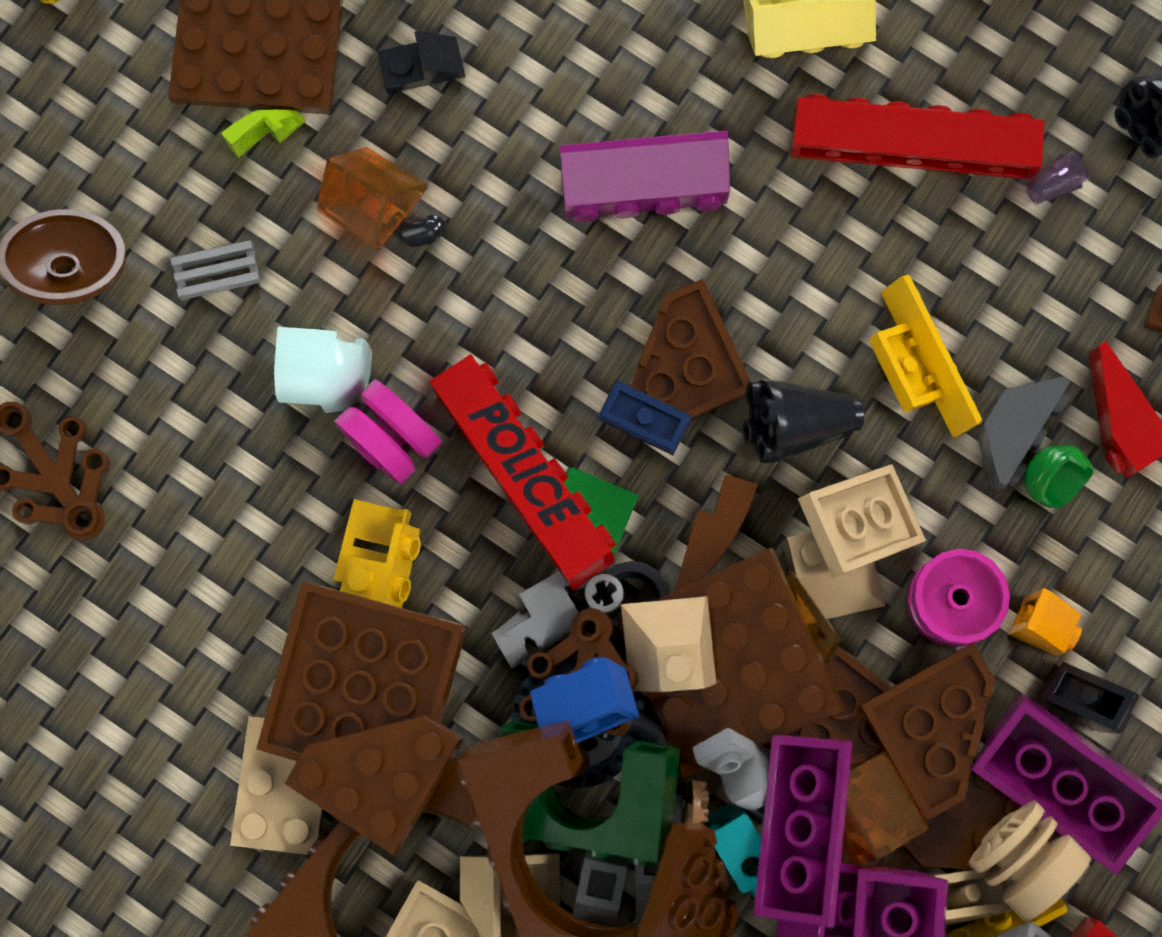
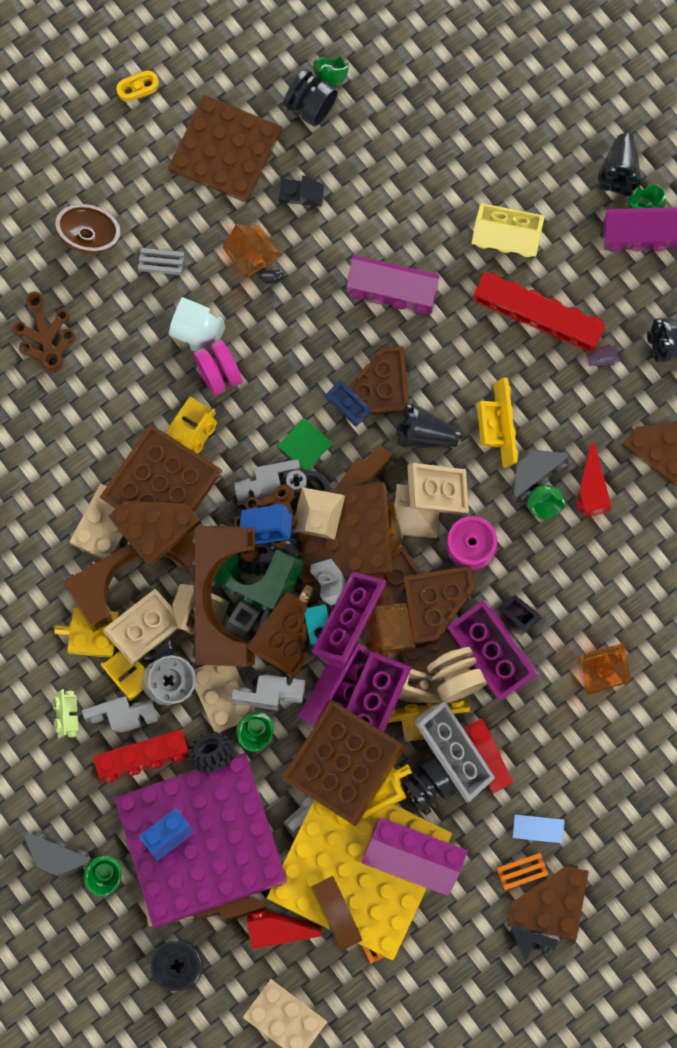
camera: 20 degrees right, 5 degrees down
(256, 125) = (207, 196): lime slope -> none
(523, 472) = (277, 408): red brick -> none
(1047, 623) = (512, 571): light orange slope -> none

